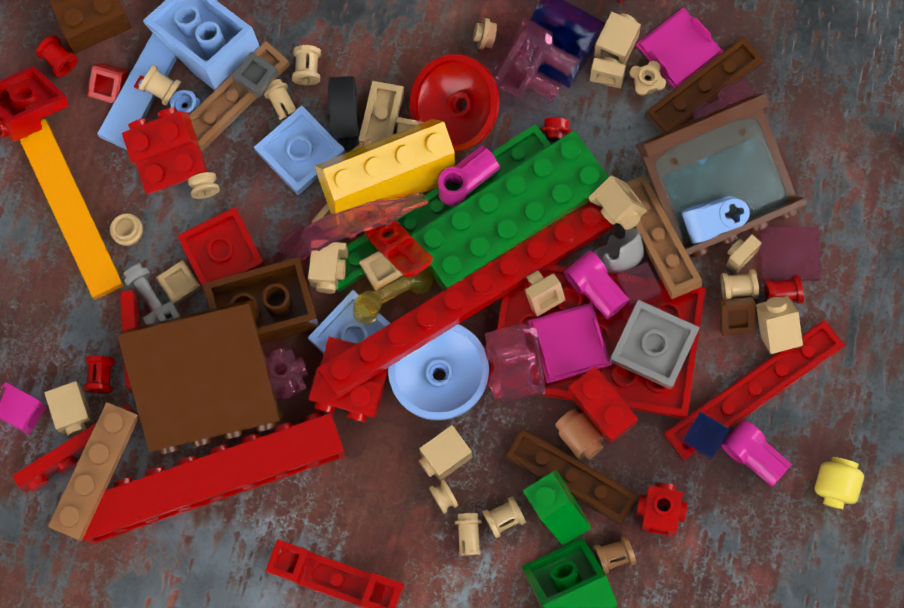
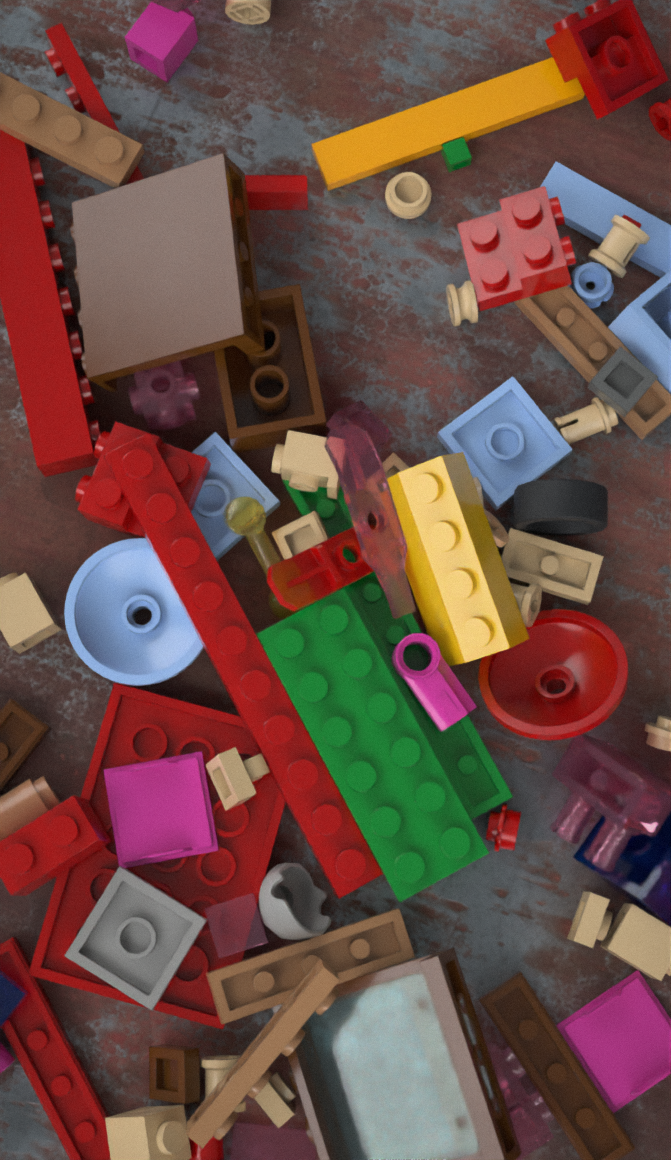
camera: 90 degrees right, 5 degrees up
(69, 409) = (151, 106): tan brick -> none
(94, 201) = (456, 154): none -> green piece
(98, 374) = (195, 145): red bush -> none
(106, 82) = (638, 180): red slope -> none
(136, 277) = (279, 234): light grey hinge -> none
(178, 282) = (322, 263): tan tile -> none
(220, 247) = (361, 321): red plate -> none
(307, 75) = (654, 457): tan bush -> none
(516, 363) = (126, 723): clear pink brick -> none
(590, 277) = (248, 854): dark pink piece -> none
(618, 203) = (363, 910): tan brick -> none
(643, 86) = (564, 973): tan plate -> none
(709, 218) = (330, 1056): light blue piece -> none
(722, 256) = (251, 1070): none -> medium nougat plate

